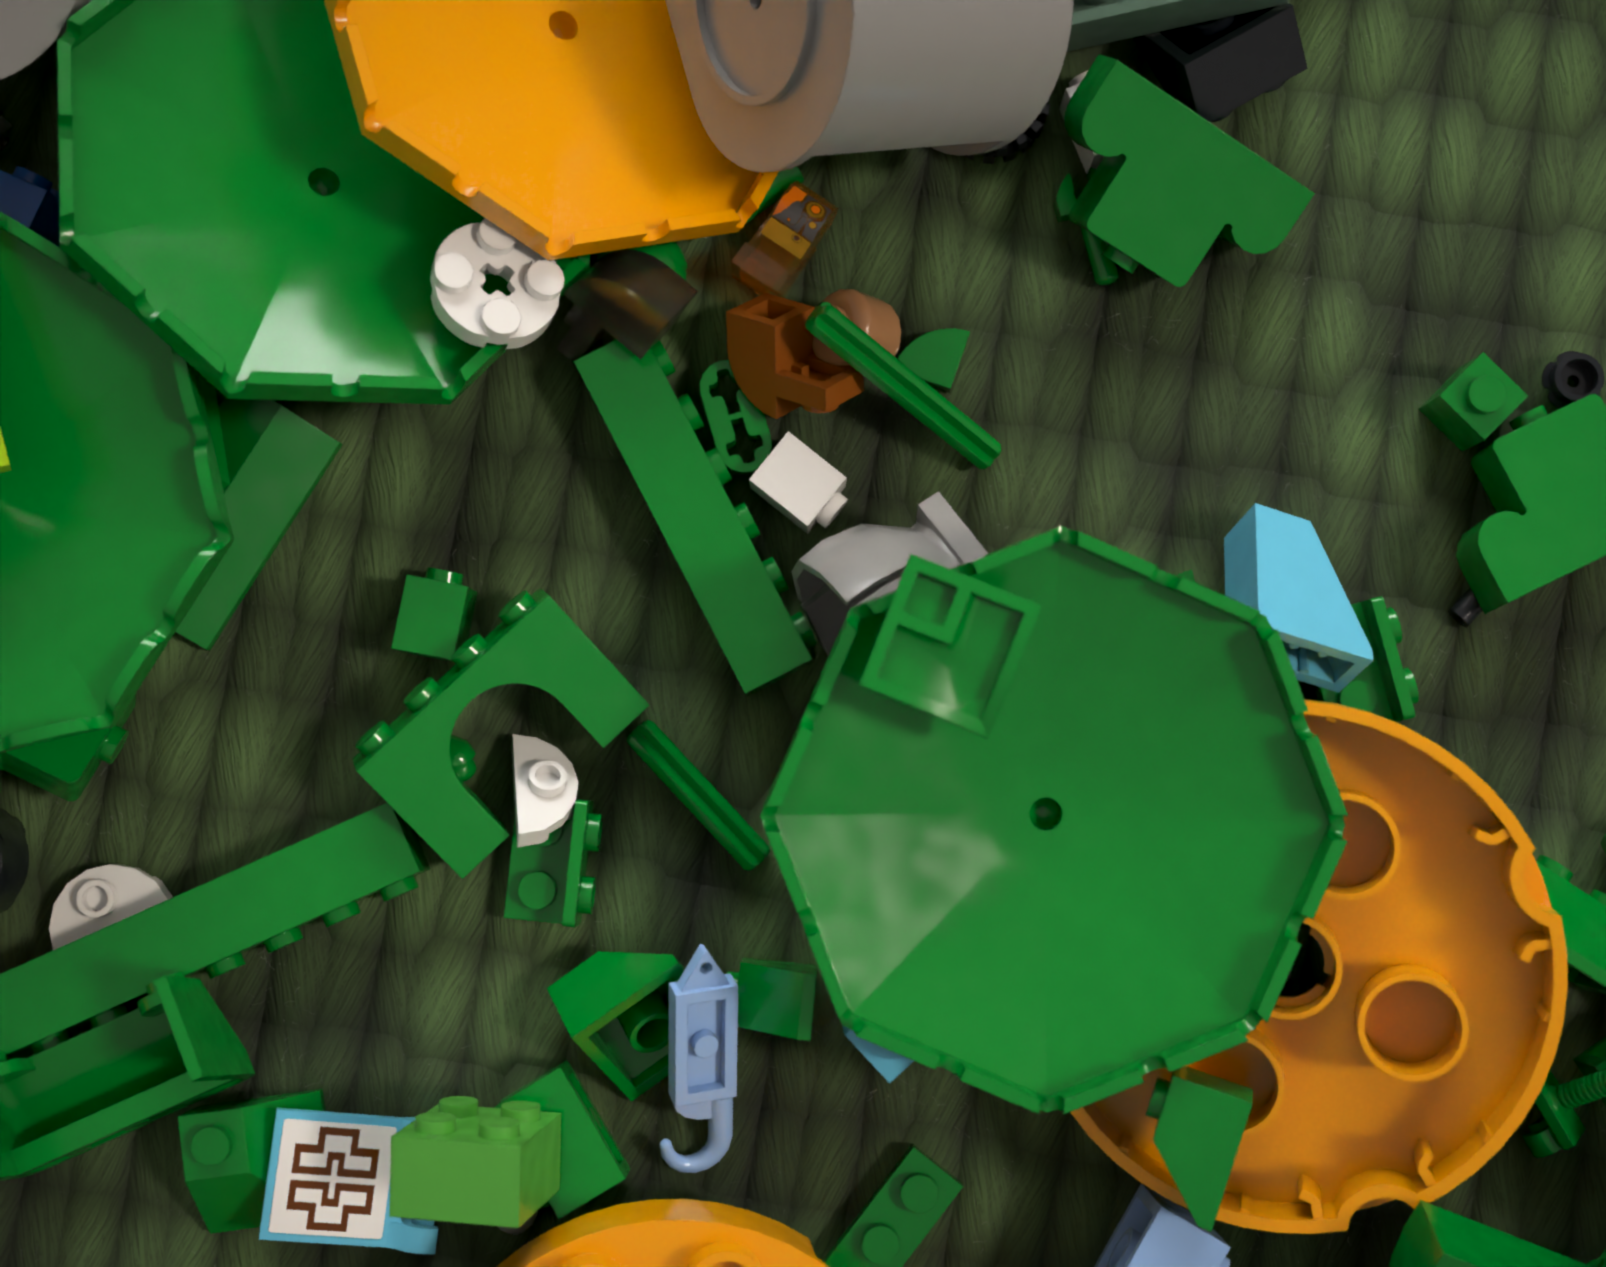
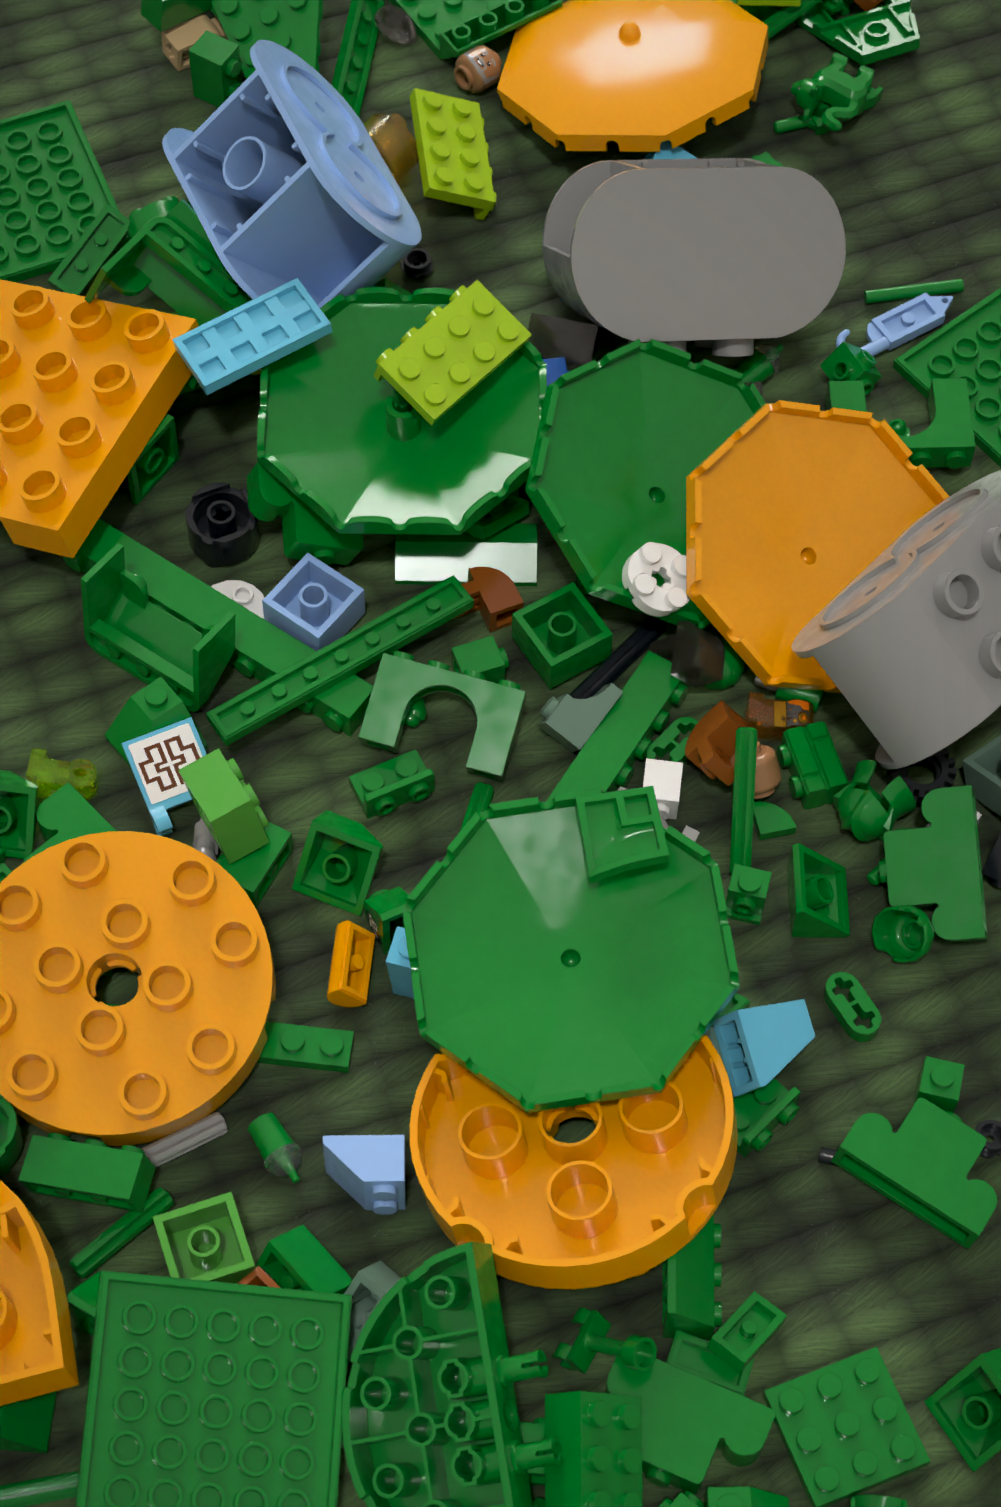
camera: 55 degrees right, 25 degrees down
(187, 807) = (314, 603): none -> light blue brick
(314, 829) = (339, 660): none -> green tile
(321, 525) = (493, 596): none -> dark orange brick
(464, 469) = (561, 635): none -> green brick
(542, 789) = (424, 753): white plate -> none
(557, 437) = (621, 658): none -> black axle
(619, 531) = (573, 719): none -> sand green arch
(702, 1057) = (337, 896): light blue plate -> none
(810, 1093) = (350, 965): none -> light orange brick
(890, 244) = (812, 764): none -> green brick
(1011, 215) = (865, 810): none -> green helmet
(1036, 470) = (747, 894): none -> green brick
(1092, 375) = (816, 895): none -> green slope
(1199, 1135) = (451, 1123): green slope -> none
(1227, 295) = (903, 933): none -> green hair
(1278, 420) = (845, 1011): none -> green beam

